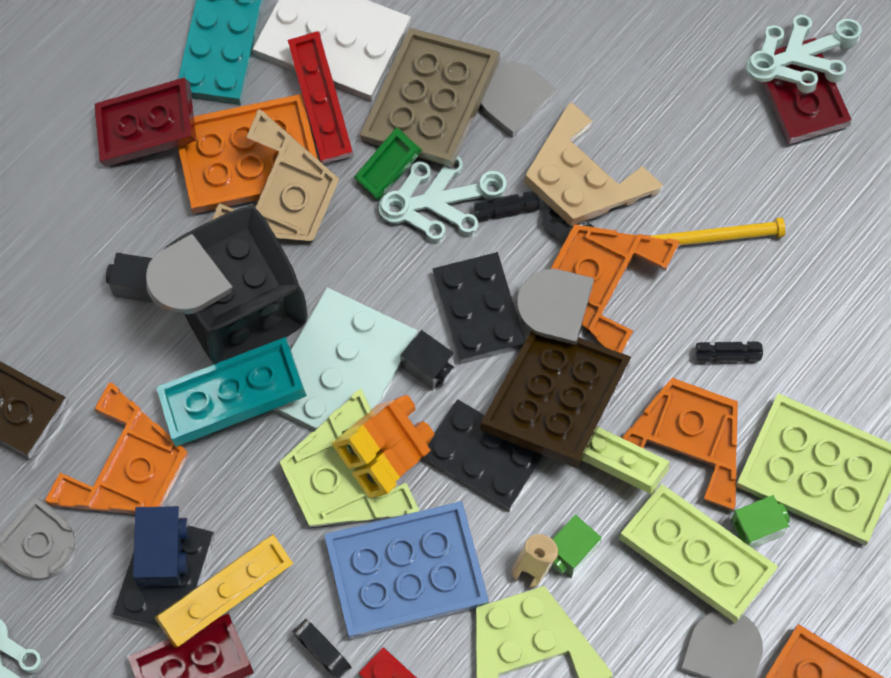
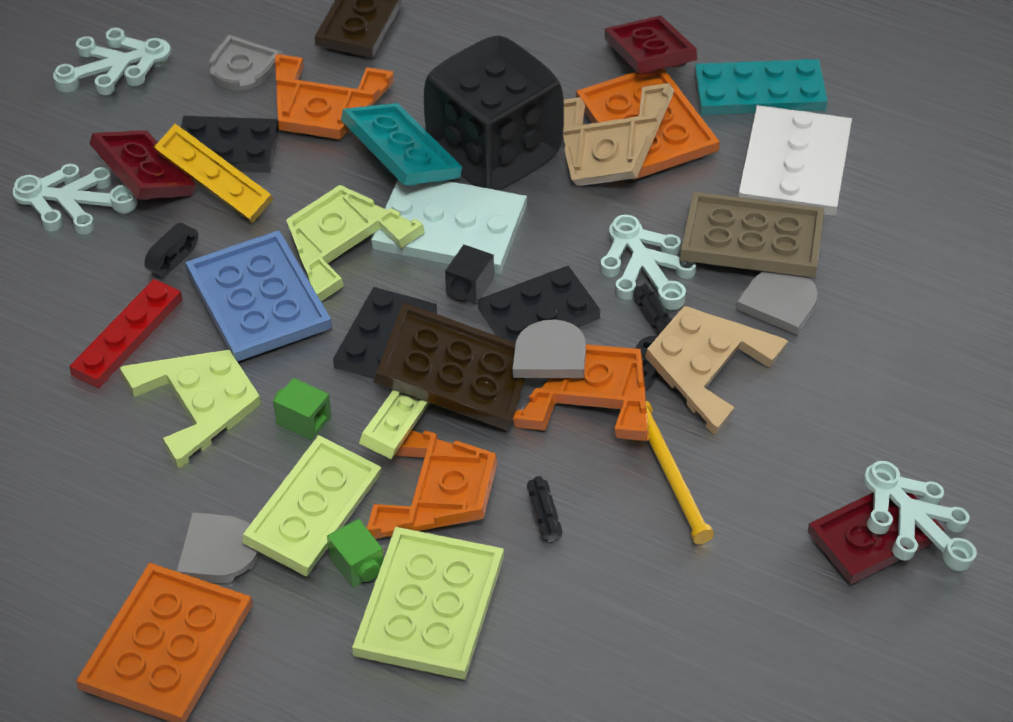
camera: 80 degrees right, 20 degrees down
(159, 546) = (241, 117): dark blue brick -> none
(185, 278) = (471, 46): light grey tile -> none
(320, 97) = (719, 153): red plate -> none
(384, 445) = (377, 254): hips -> none
(388, 163) = (668, 212): green tile -> none
(536, 558) = (278, 372): tan piece -> none

